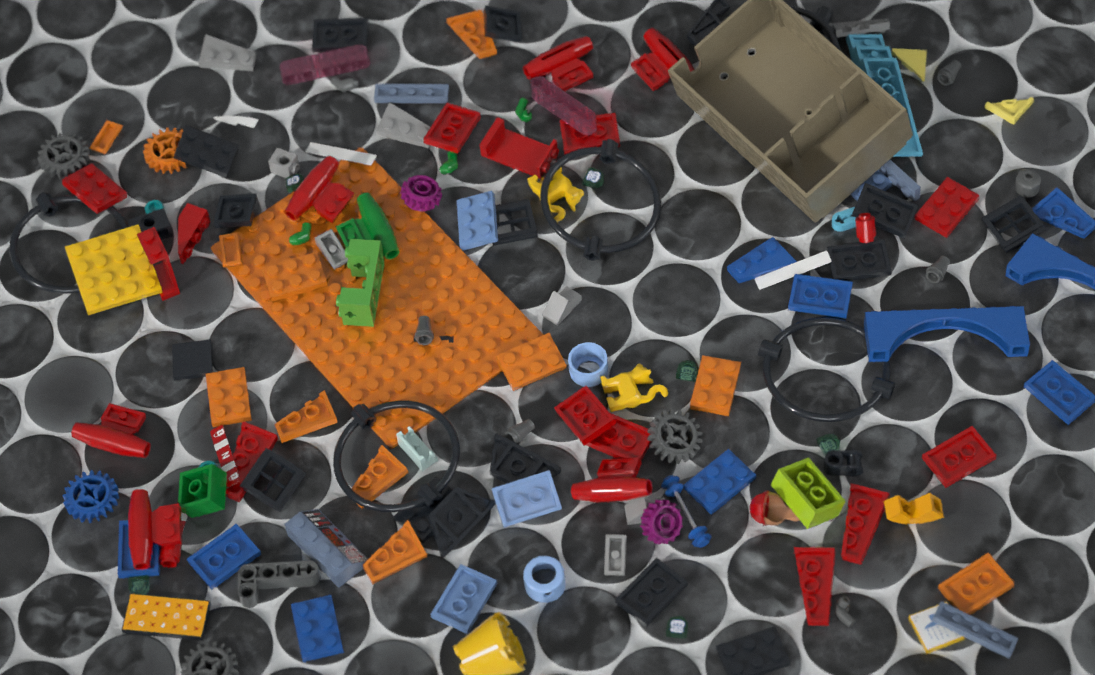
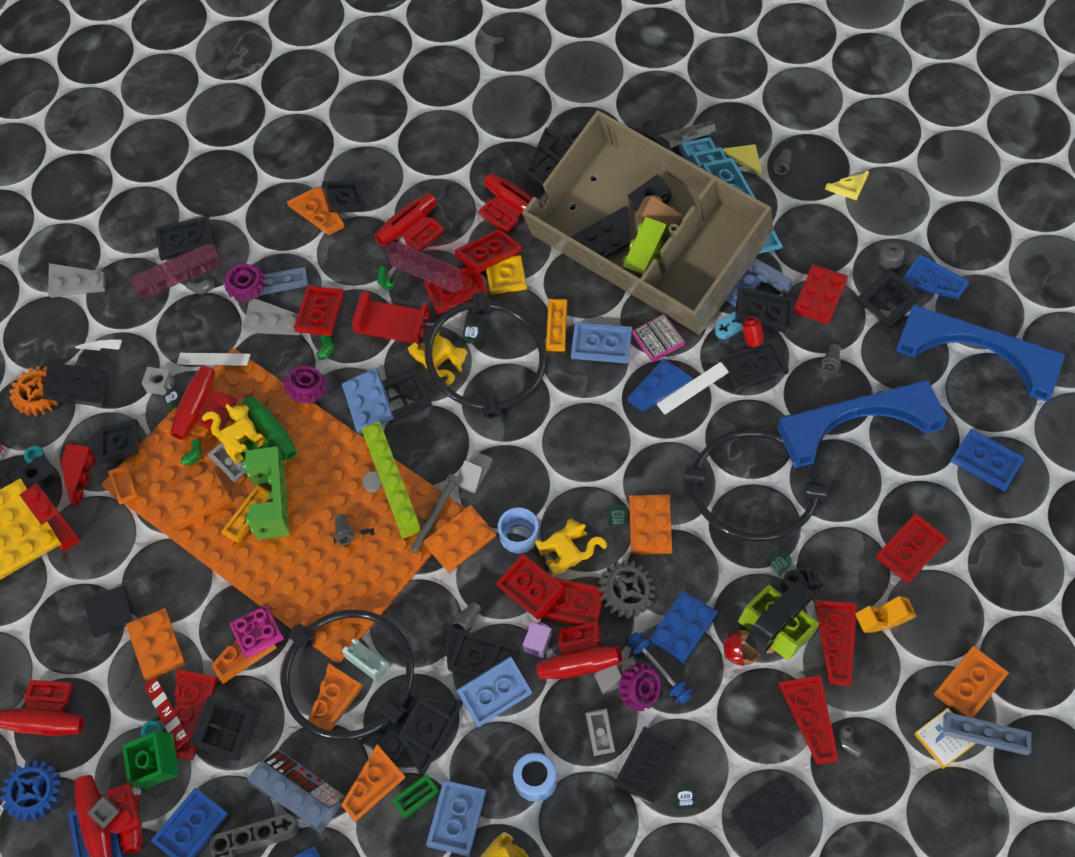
camera: 15 degrees left, 5 degrees up
(152, 520) = (104, 811): none -> dark grey plate
(322, 403) = (256, 631): none -> dark pink tile
(327, 307) = (237, 525): none -> light orange tile
(346, 223) = (237, 433): none -> yellow animal
(387, 87) = (253, 281): none -> magenta gear
(434, 577) = (410, 790): none -> green tile
(463, 294) = (372, 482): none -> light grey tile
(479, 295) = (391, 480): none -> lime arch
(538, 308) = (452, 482): none -> dark grey bar
(579, 463) = (537, 639): none -> lavender brick
(629, 102) = (488, 250): none -> red plate
(641, 129) = (506, 276): none -> yellow tile
(678, 186) = (556, 325): none -> light orange tile
(716, 210) = (601, 342): none -> medium blue plate
(749, 109) = (607, 235): none -> black wing
(773, 217) = (658, 338): none -> tile
(778, 125) = (646, 247): none -> lime brick
(800, 96) = (655, 209): none -> medium nougat brick
(805, 71) = (654, 186): none -> black brick
(806, 483) = (779, 616): none -> black beam
(820, 296) = (727, 409): blue plate -> none

